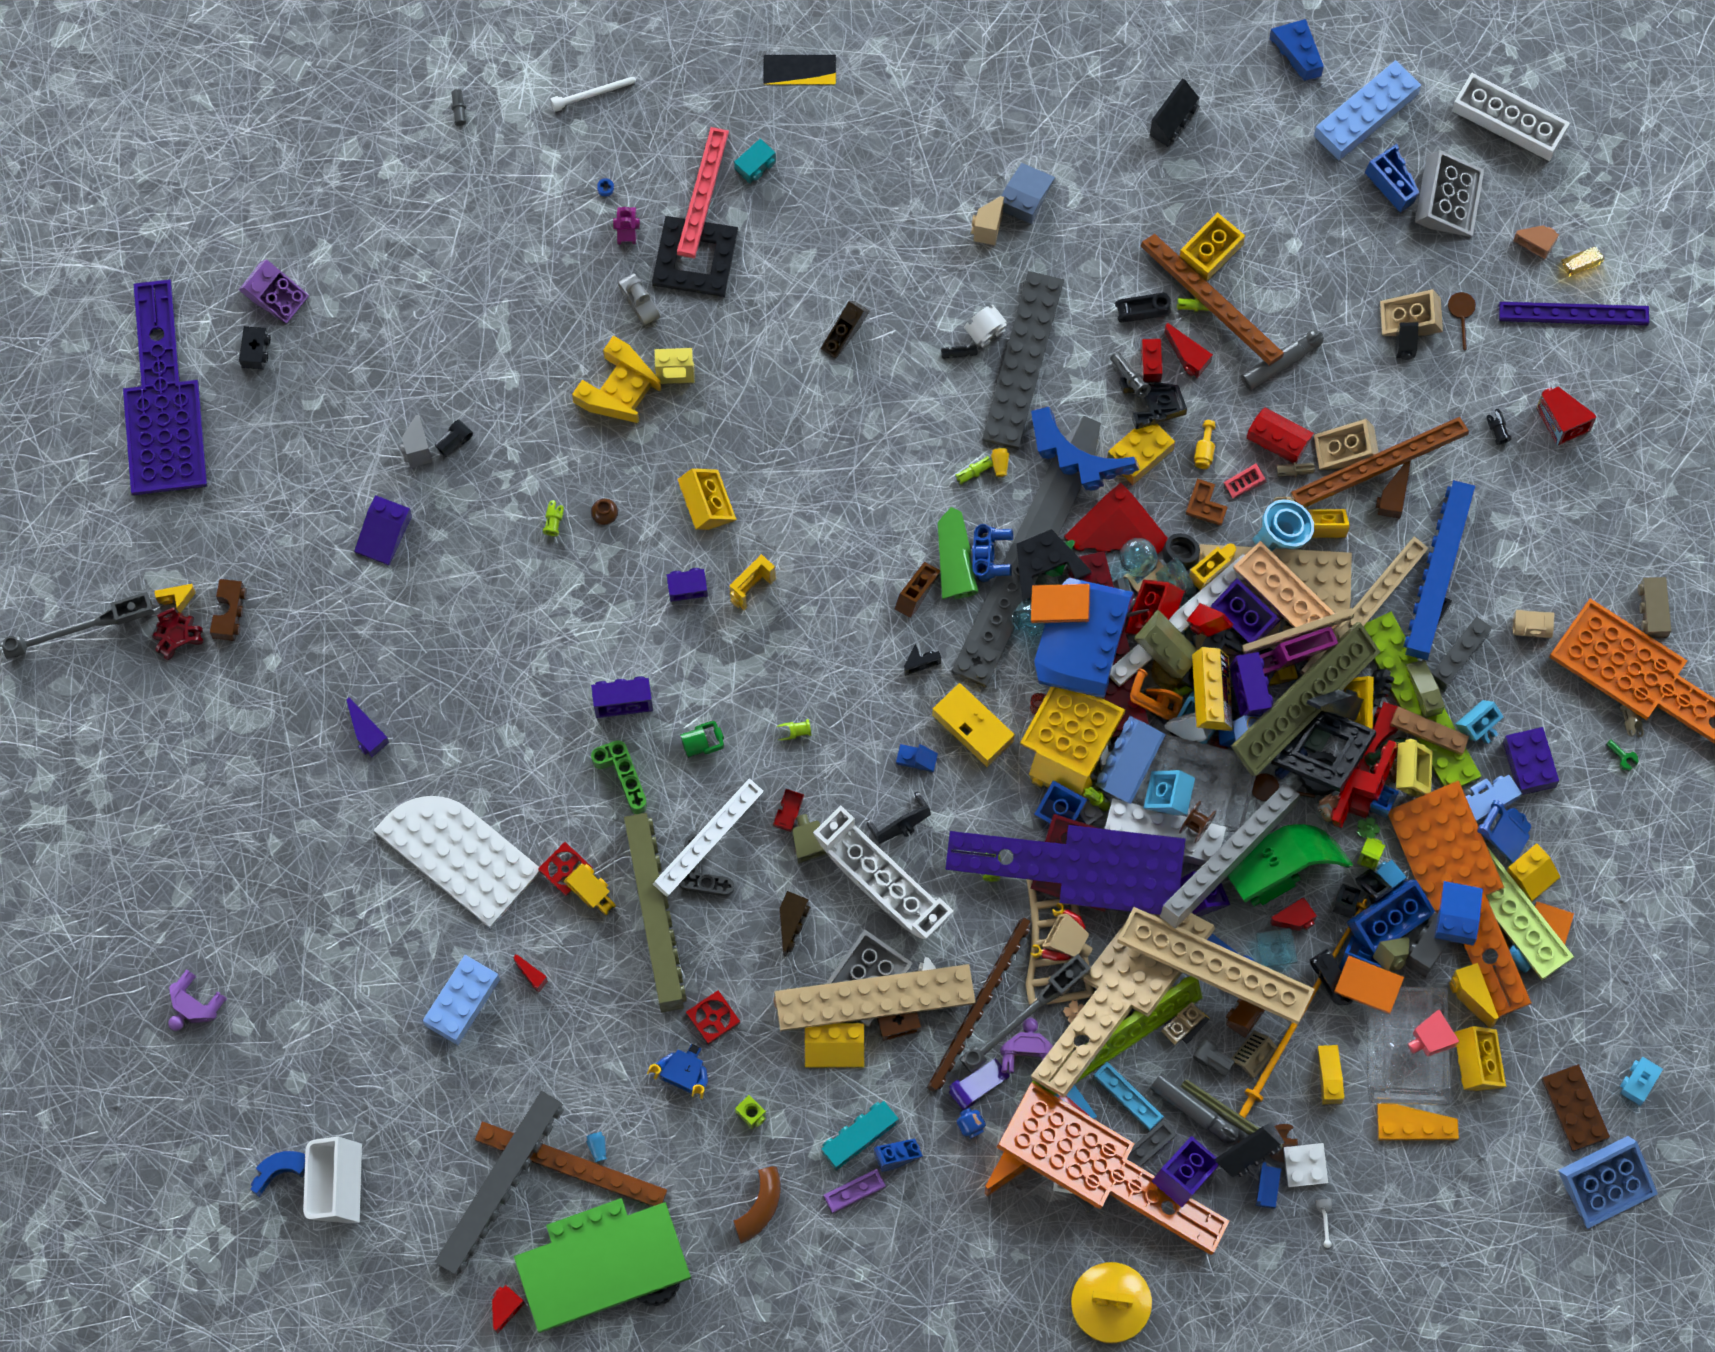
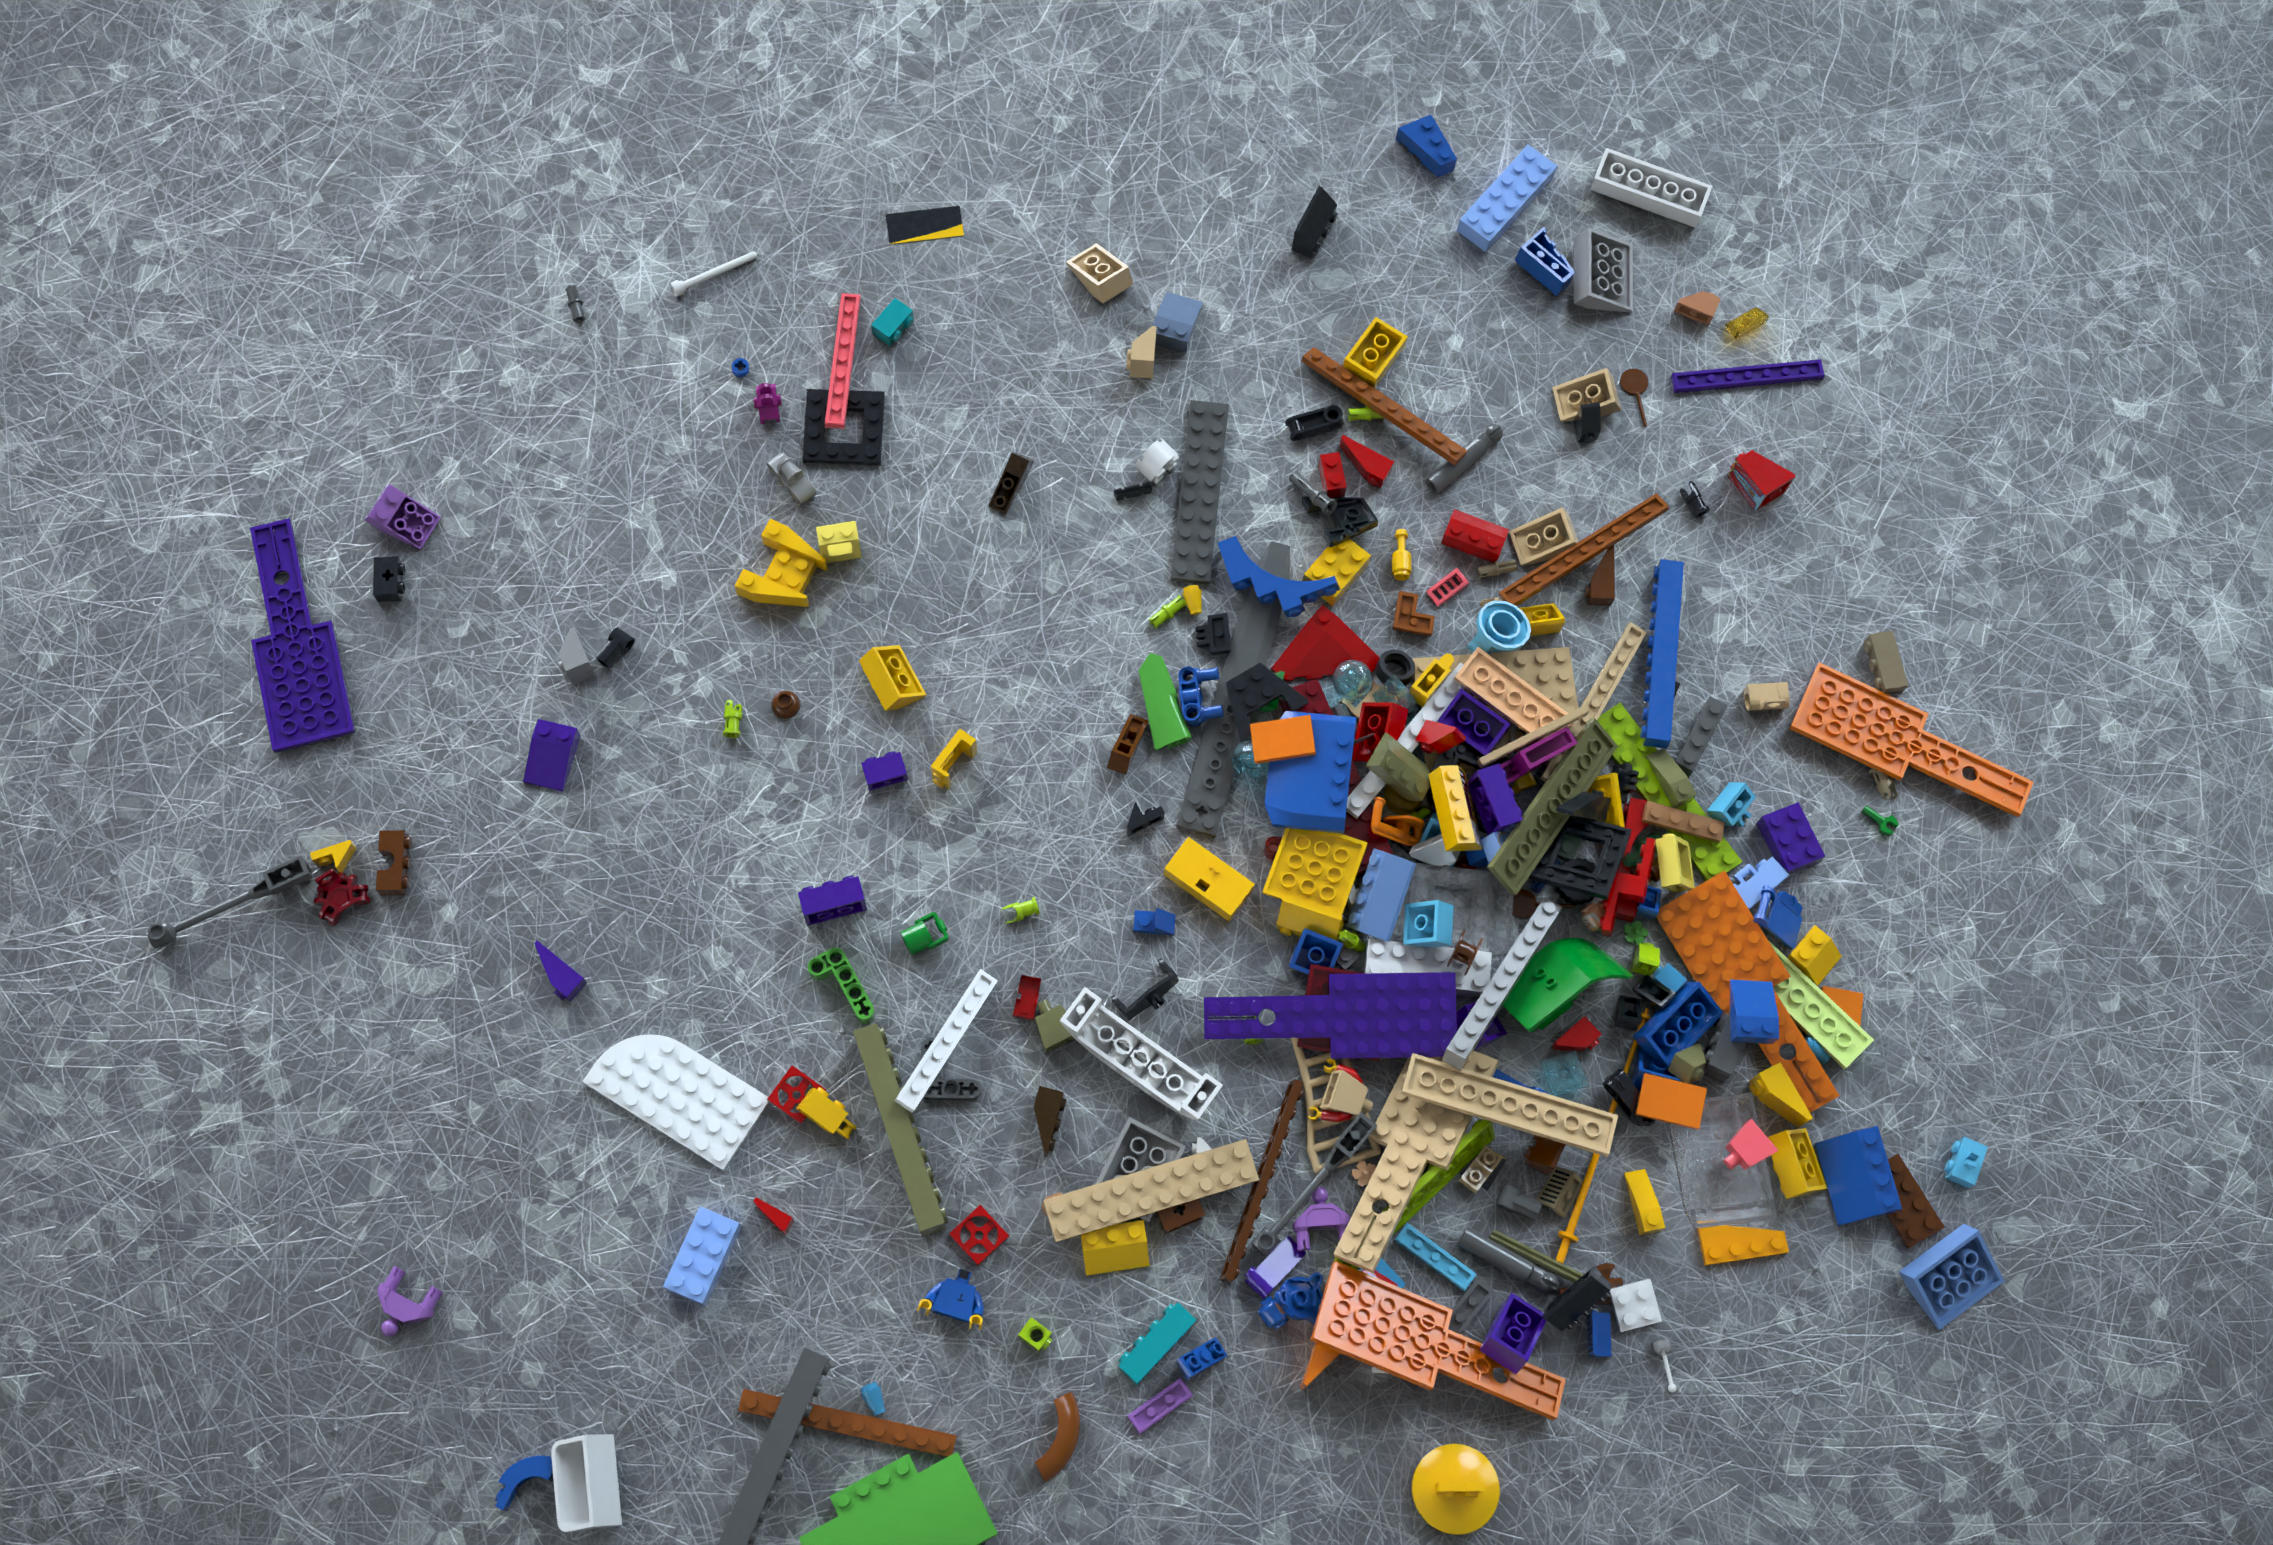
camera: 15 degrees left, 0 degrees up
(961, 137) = (1101, 273): none -> tan slope
(996, 1112) = (1301, 1297): none -> blue tile
(1016, 497) = (1215, 634): none -> black hinge
(1536, 1078) = (1858, 1176): none -> blue slope

